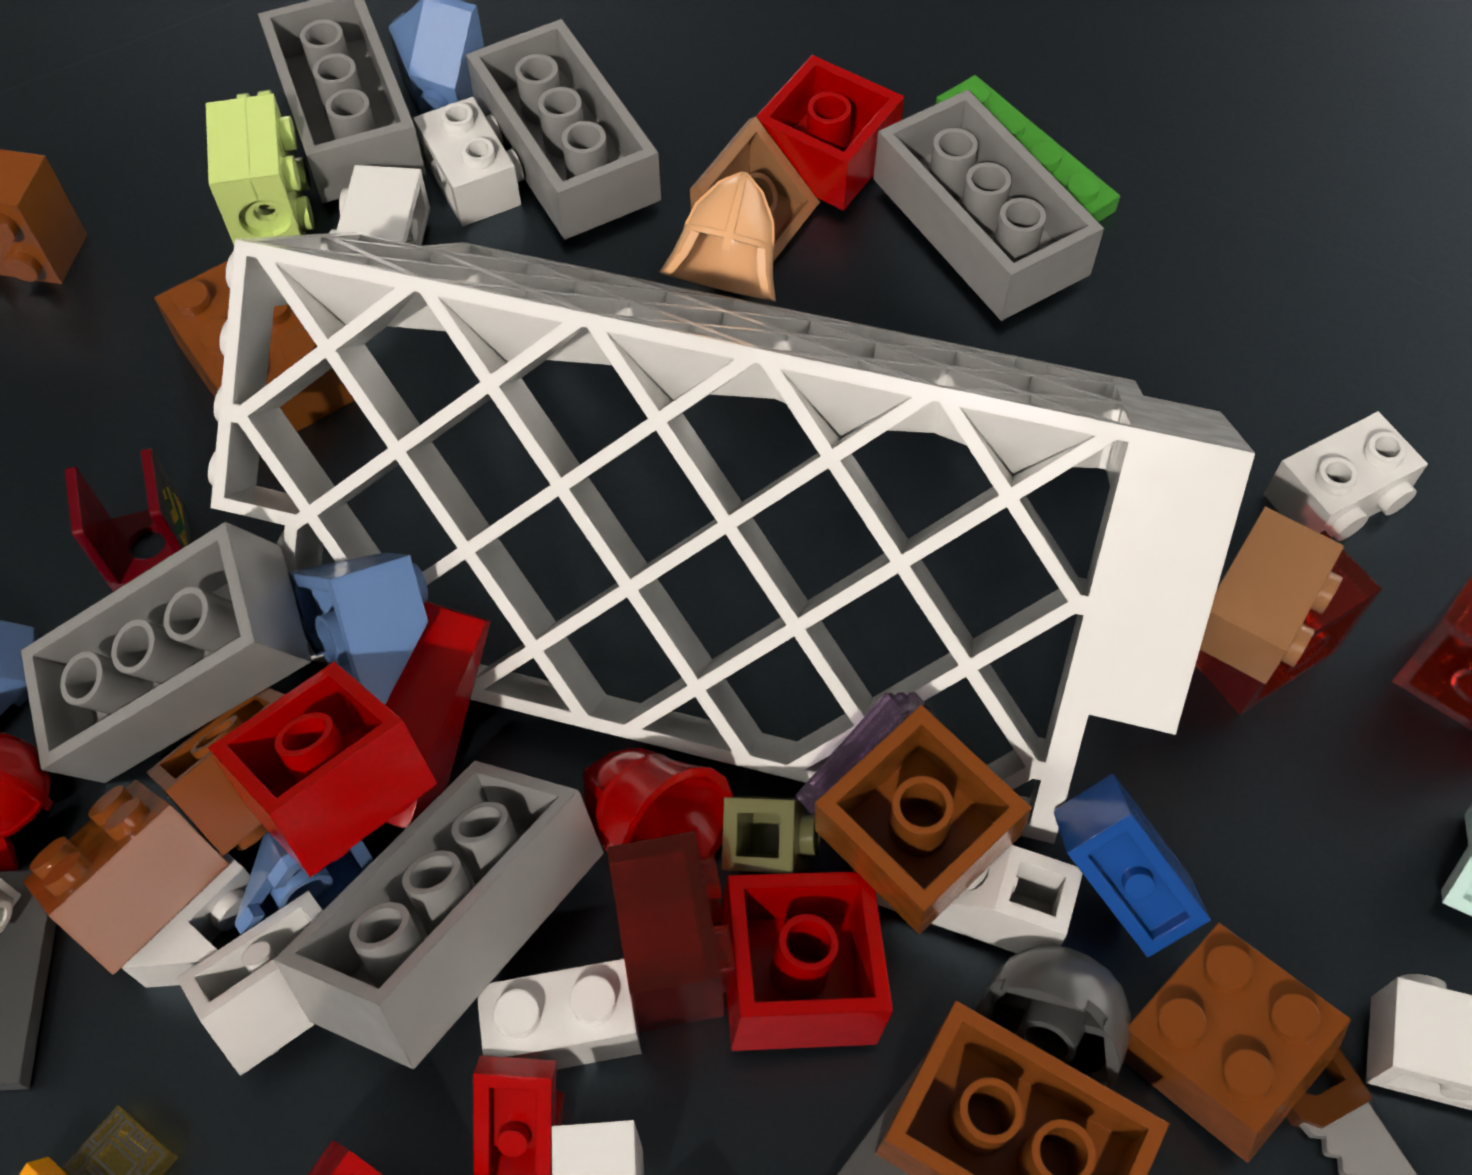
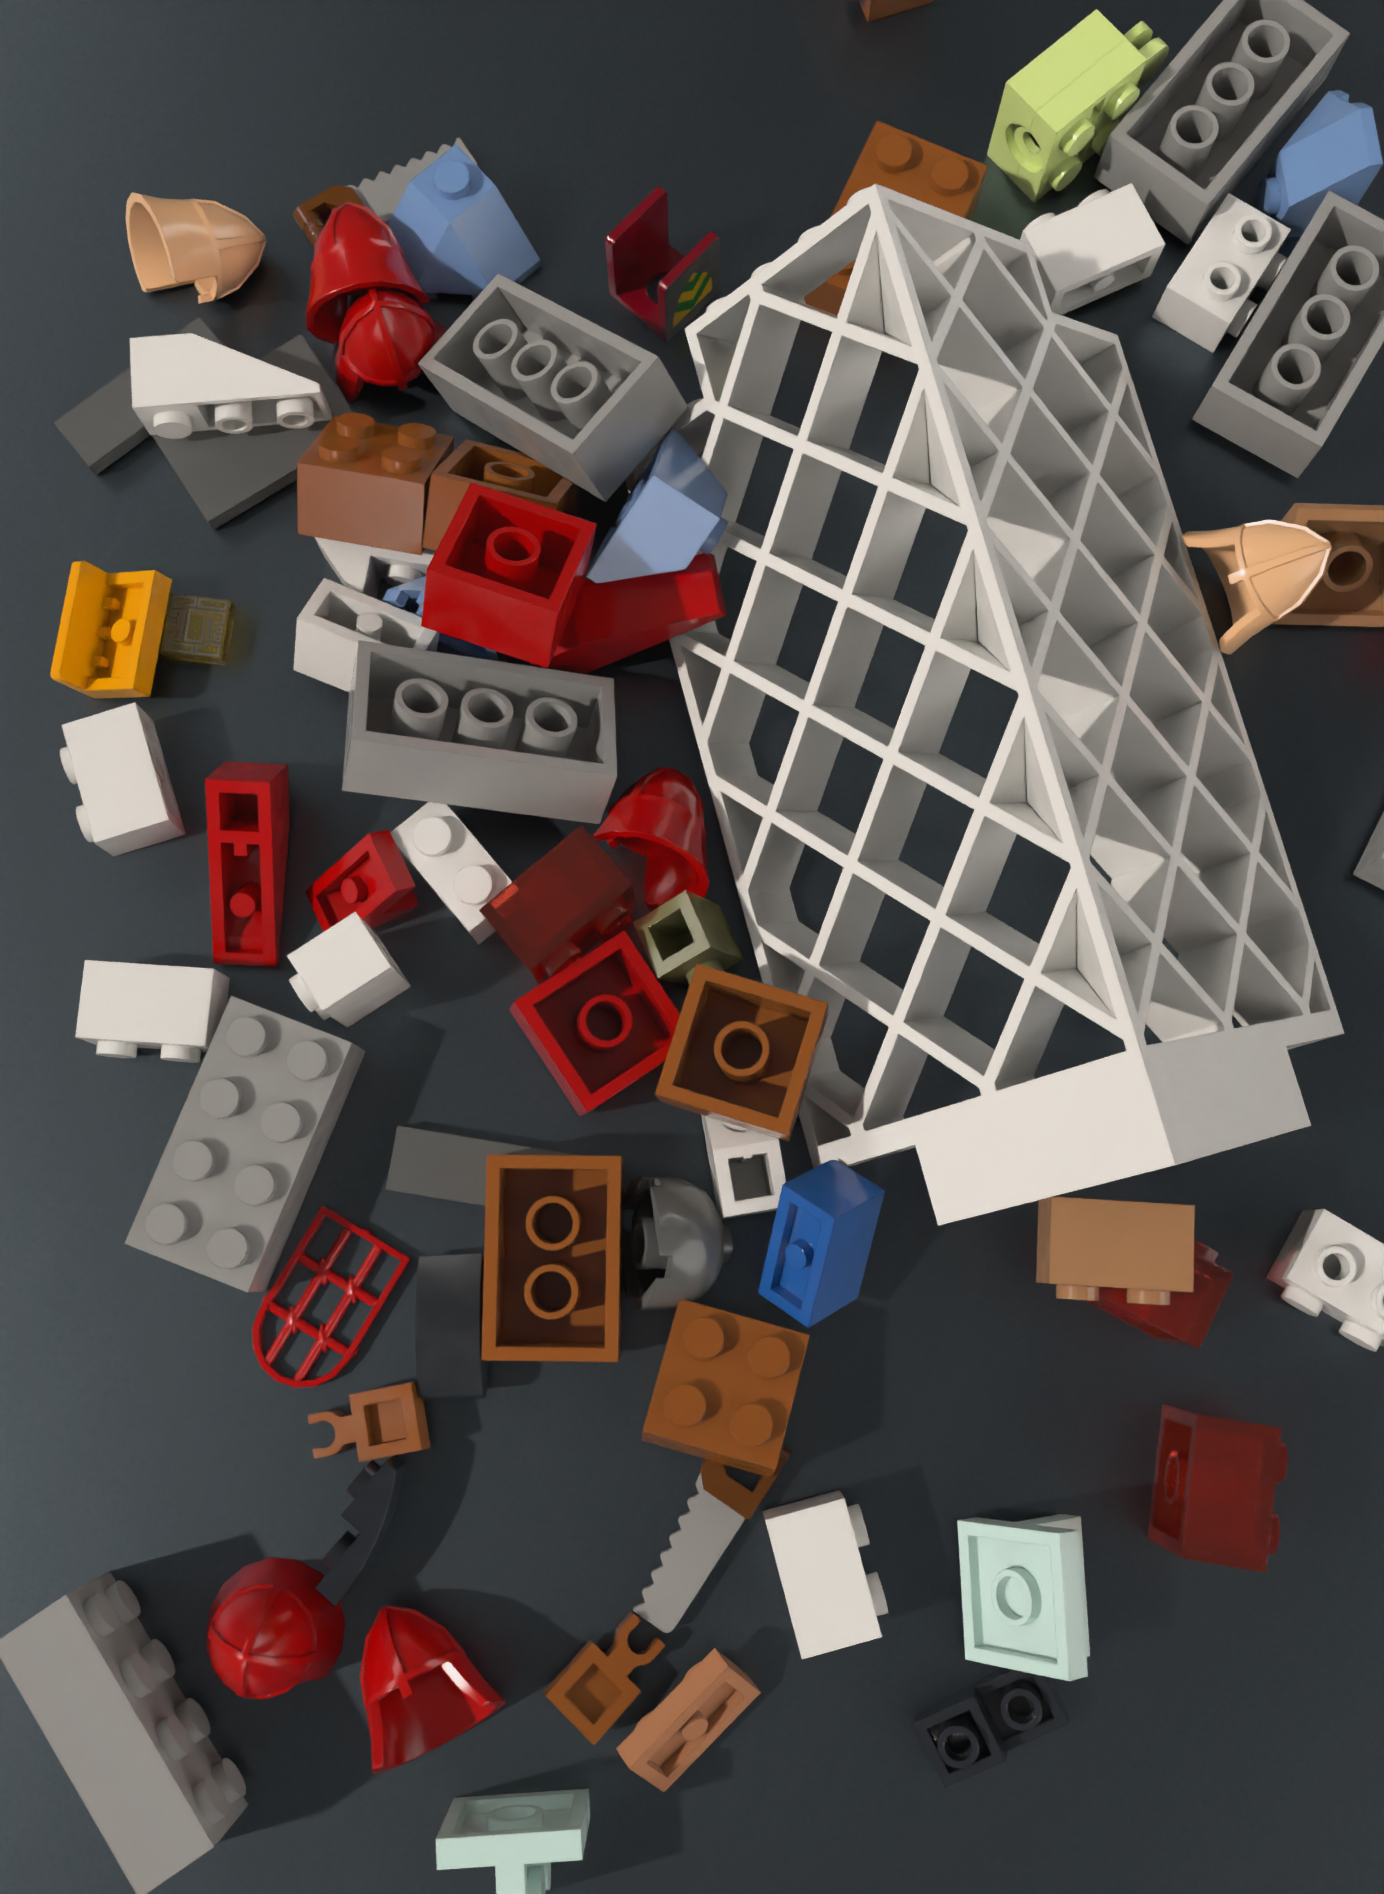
camera: 60 degrees right, 20 degrees up
(872, 729) = (788, 976): clear purple tile -> none

